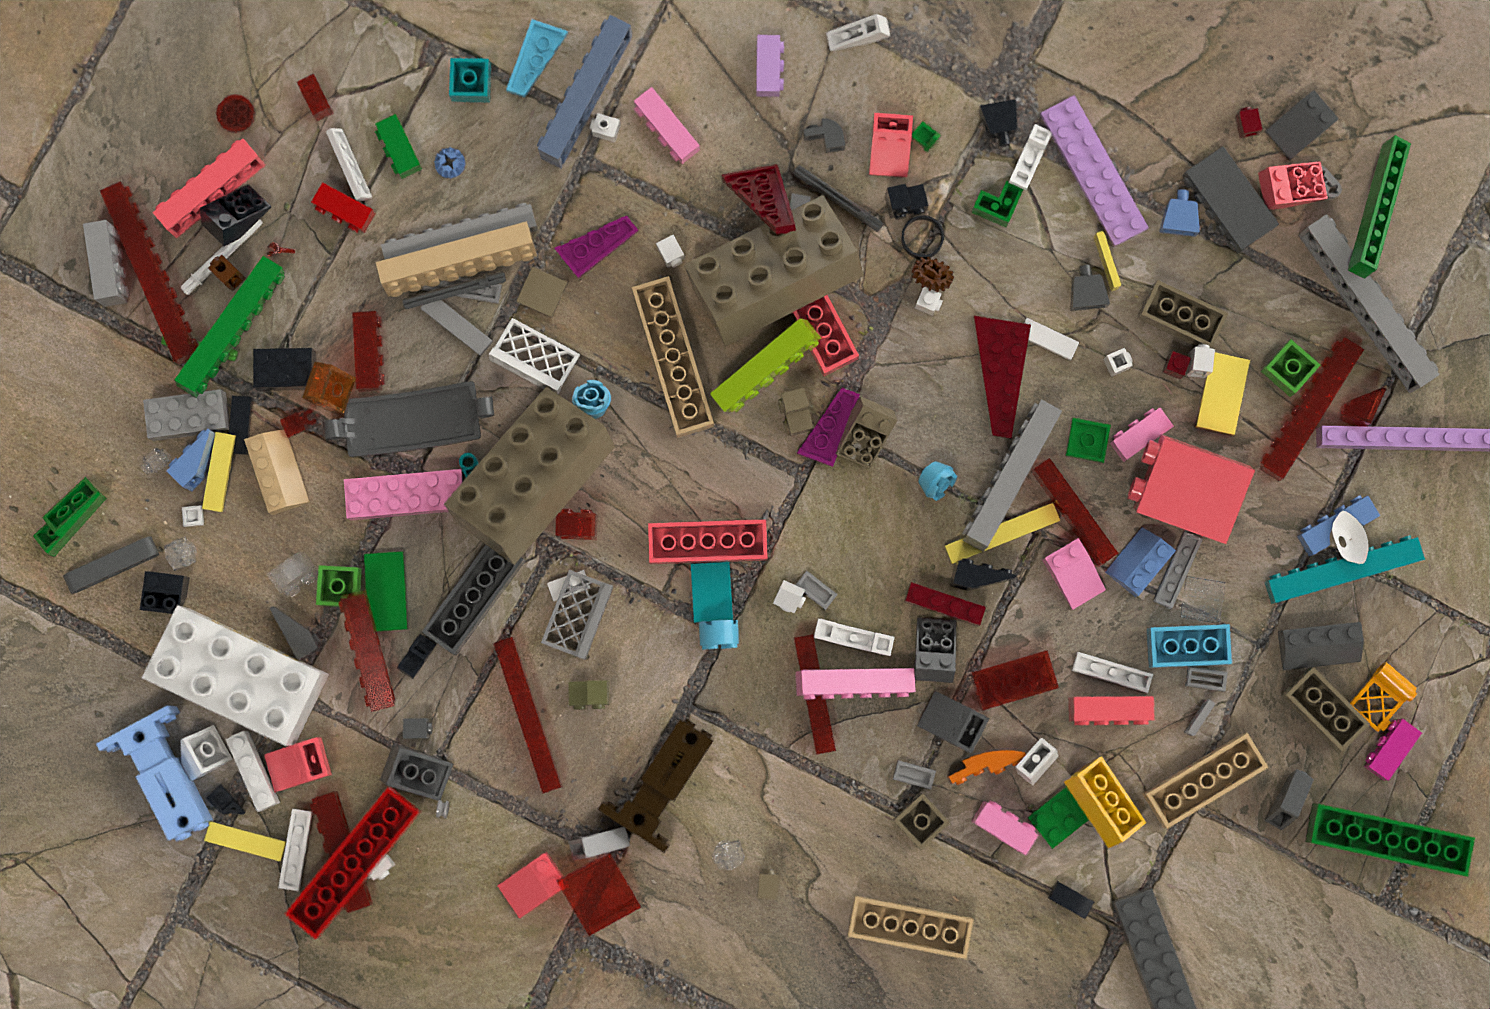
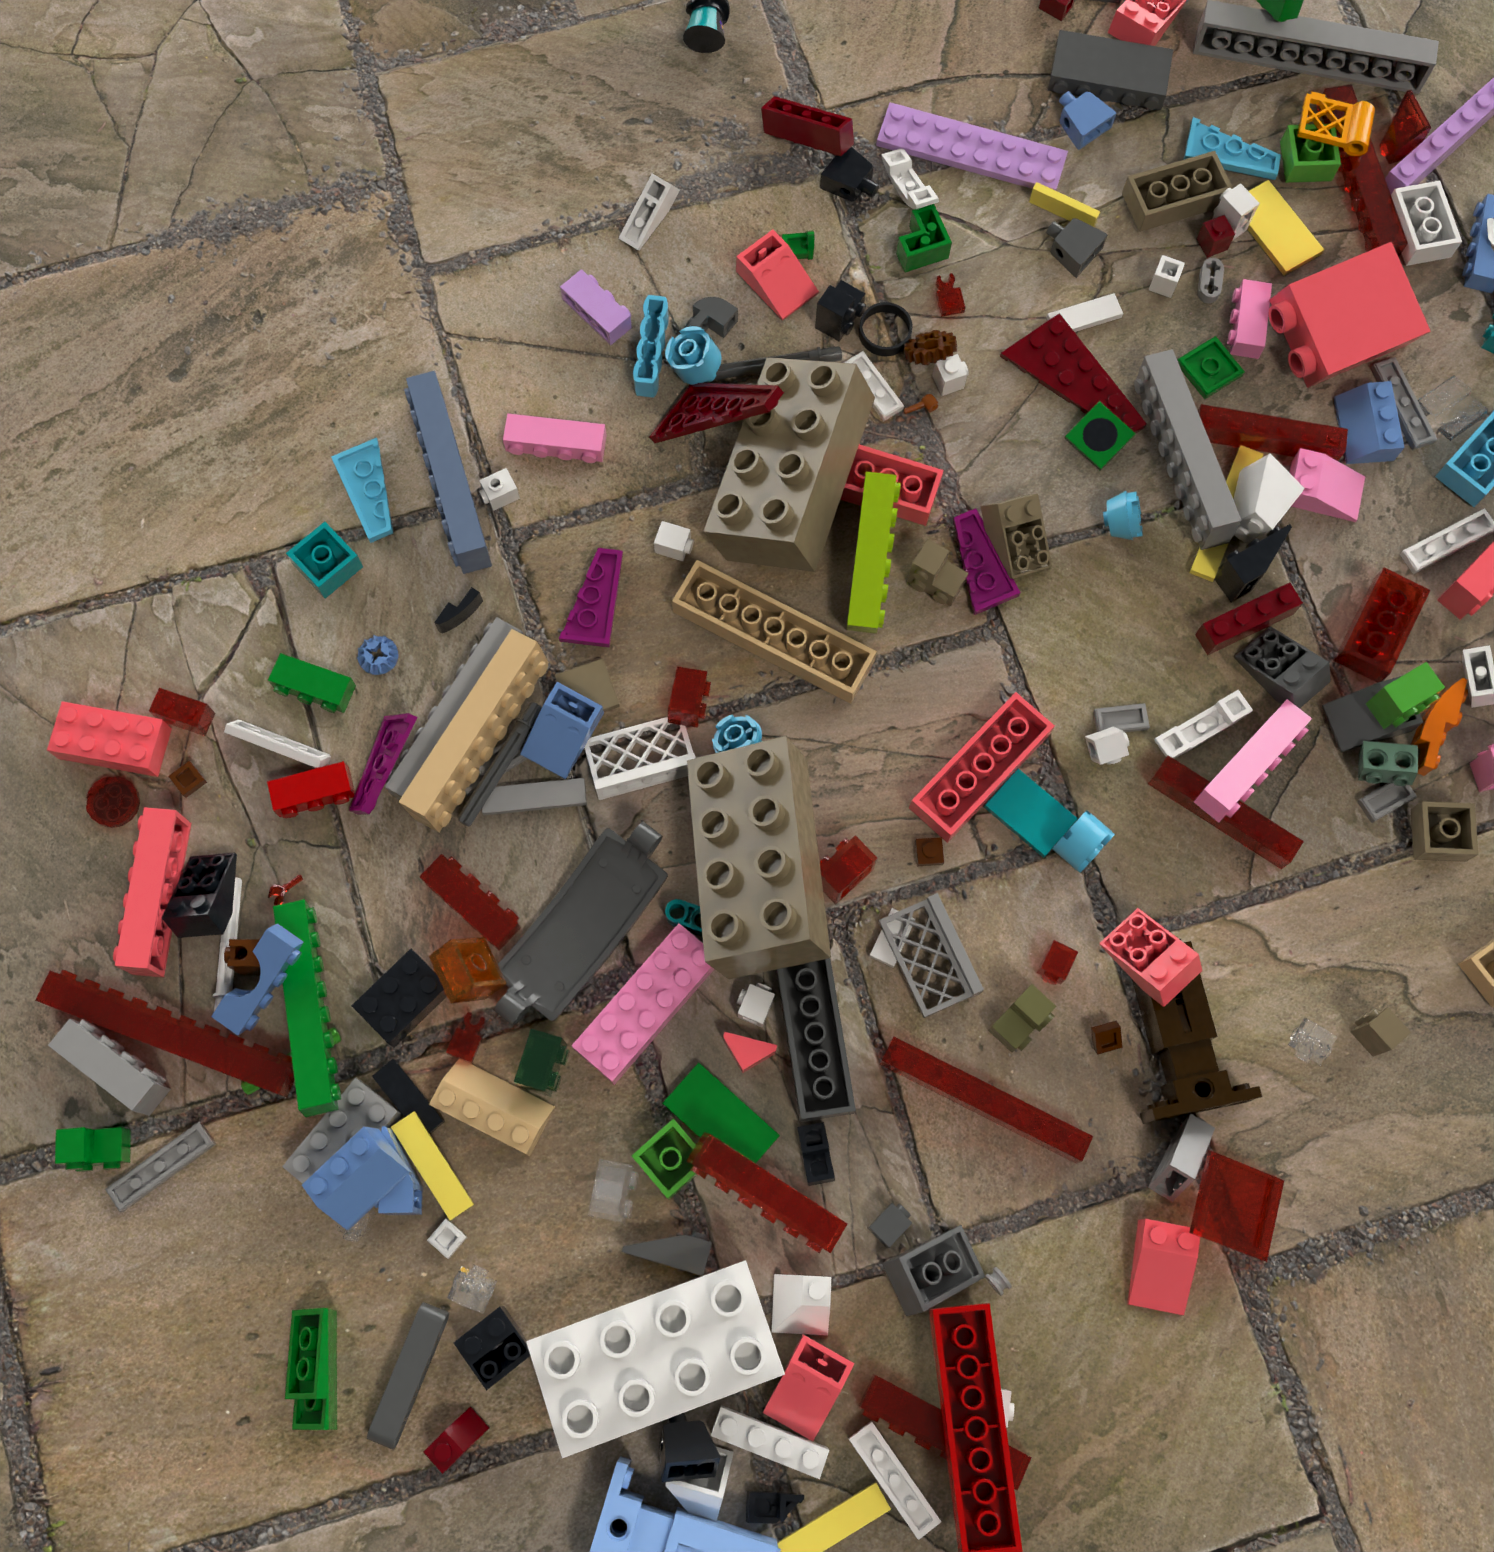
camera: 45 degrees left, 10 degrees down
(56, 294) = (86, 1147): none -> green brick
(86, 339) = (160, 1167): none -> light grey tile
(104, 619) = (456, 1440): none -> dark red slope
(171, 442) = (356, 1177): none -> medium blue slope
(207, 734) = (687, 1450): none -> black torso
(236, 285) = (275, 953): none -> medium blue arch
(263, 77) = (109, 739): none -> coral brick
(284, 139) = (187, 779): none -> reddish brown plate
(320, 473) = (541, 1063): none -> clear green brick
(334, 722) = (801, 1304): none -> white slope
(394, 227) = (381, 761): none -> magenta wing
(432, 570) = (748, 1051): none -> coral slope
(461, 550) = (755, 1003): none -> white brick
(503, 303) = (562, 730): none -> medium blue slope
(509, 179) = (454, 616): none -> black slope
(590, 349) = (687, 697): none -> clear red brick
(625, 746) = (1106, 1037): none -> reddish brown plate
(635, 559) = (929, 851): none -> reddish brown plate
(639, 683) = (1057, 963): none -> clear red brick
(681, 727) = (1152, 956): none -> coral slope
(769, 123) = (651, 346): none -> medium azure brick
(790, 151) = (693, 356): none -> medium azure brick
(880, 265) = (886, 401): none -> white tile
(901, 305) = (927, 401): none -> dark orange hand
(936, 753) = (1388, 758): none -> sand green brick
(969, 729) = (1406, 696): none -> bright green brick
(976, 419) = (1099, 435): none -> green tile
(980, 254) = (949, 298): none -> clear red plate
(1001, 67) = (807, 126): none -> dark red brick
(1021, 546) = (1263, 496): none -> white slope
(1143, 385) = (1215, 280): none -> light grey beam
(1245, 319) = (1231, 151): none -> medium azure wing
(1309, 476) = (1426, 223): none -> white brick
(1330, 379) = (1355, 128): none -> light orange piece

